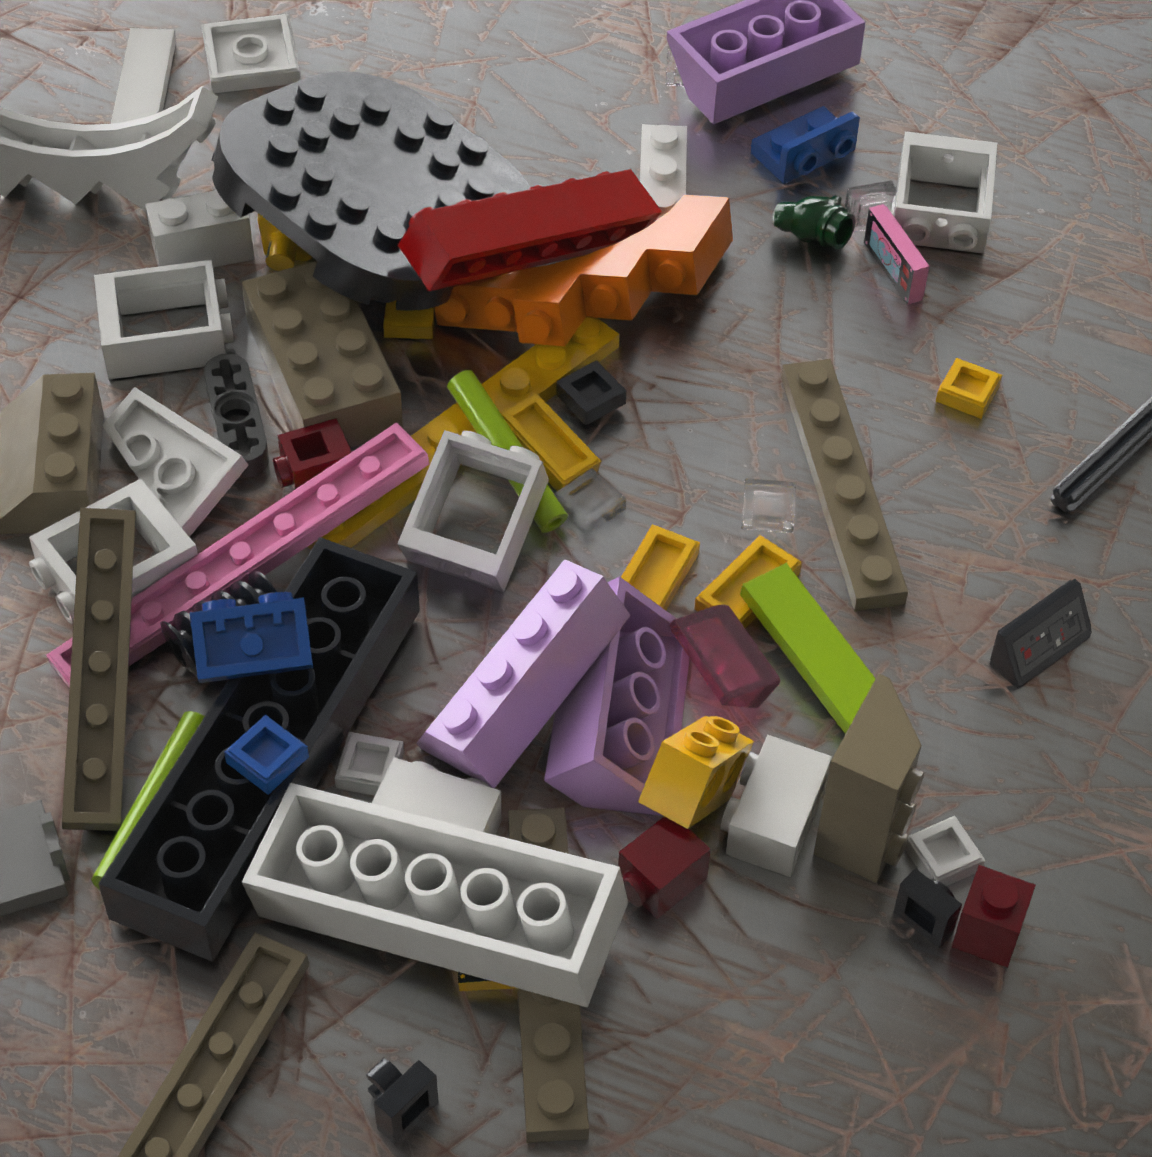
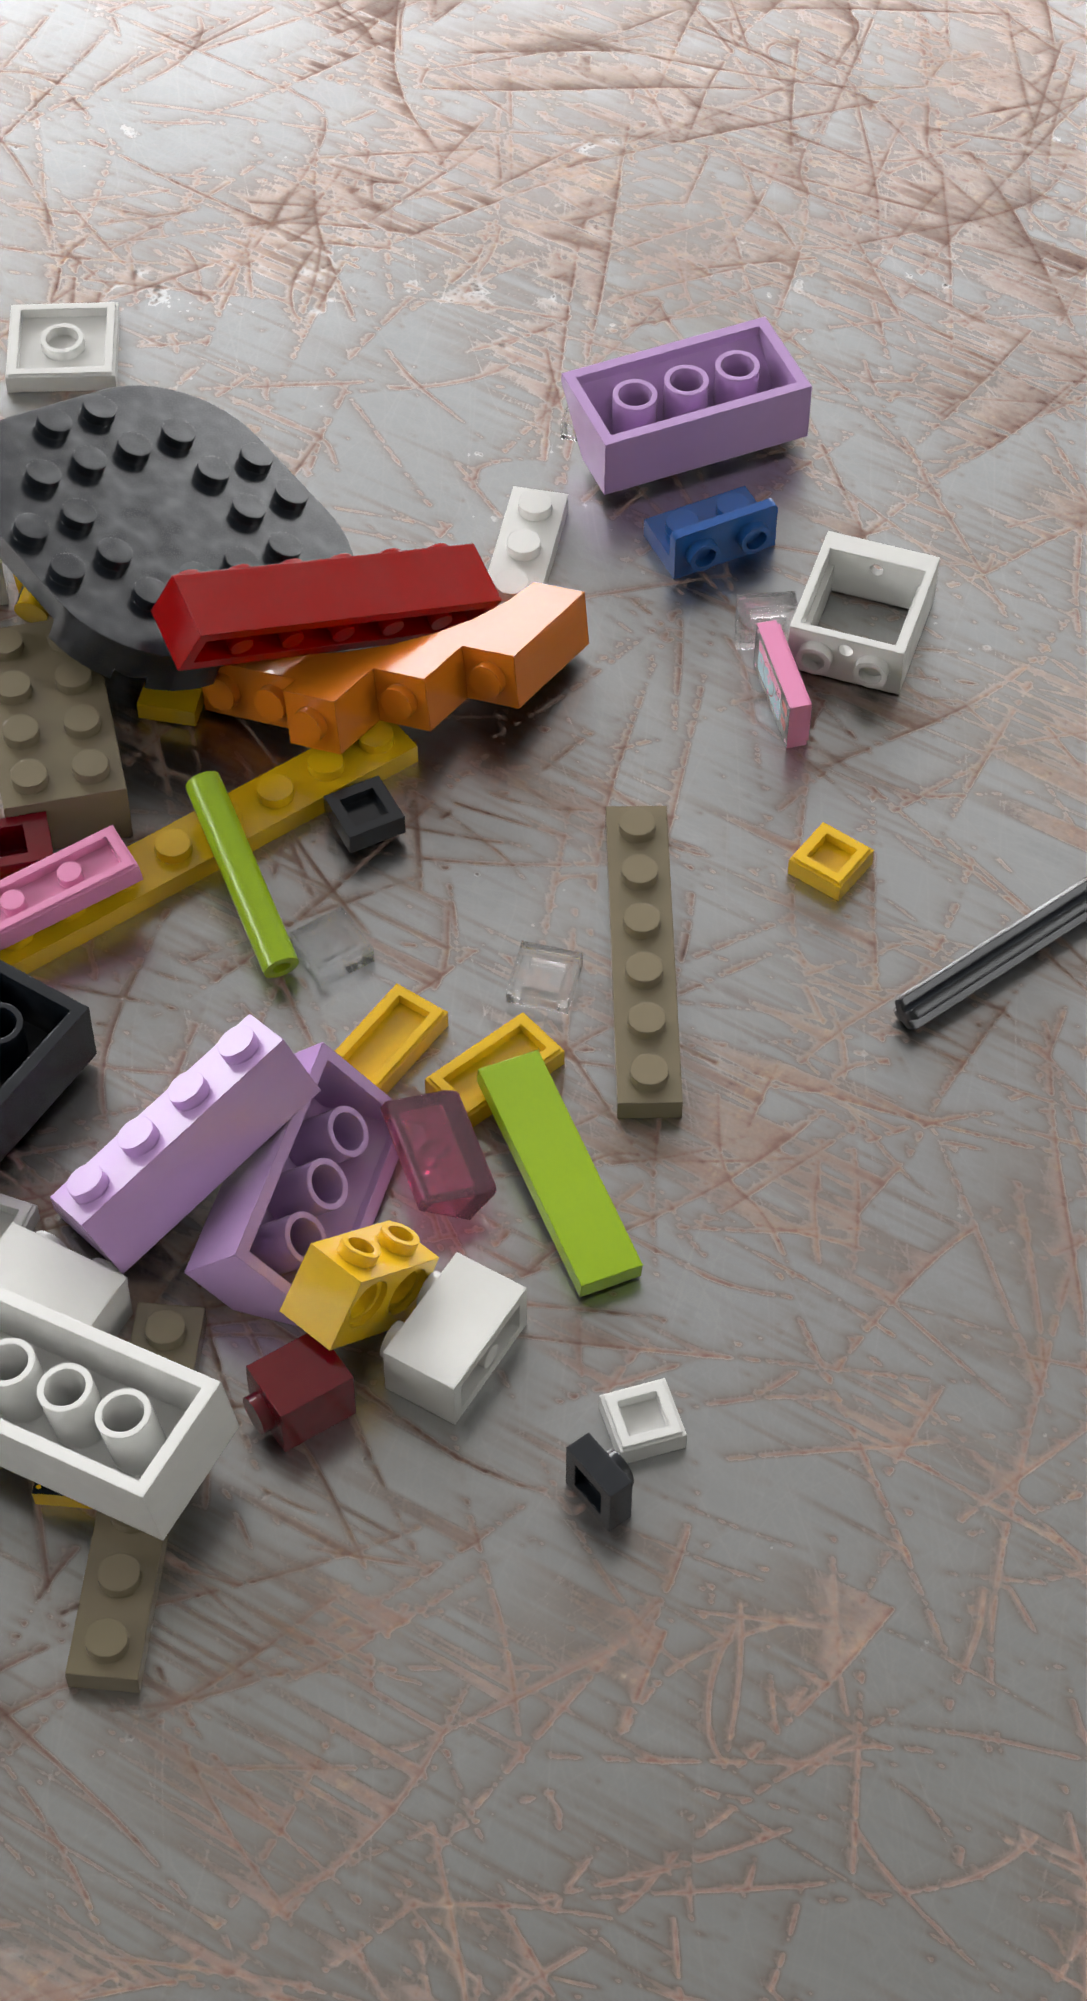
camera: 10 degrees right, 0 degrees up
(455, 557) = (140, 912): white window -> none
(551, 439) = (297, 868): yellow tile -> none
(816, 220) = (695, 630): dark green animal -> none
(871, 787) = (547, 1329): dark tan slope -> none
(993, 915) = (673, 1501): dark red brick -> none
(1042, 635) = (831, 1174): slope -> none

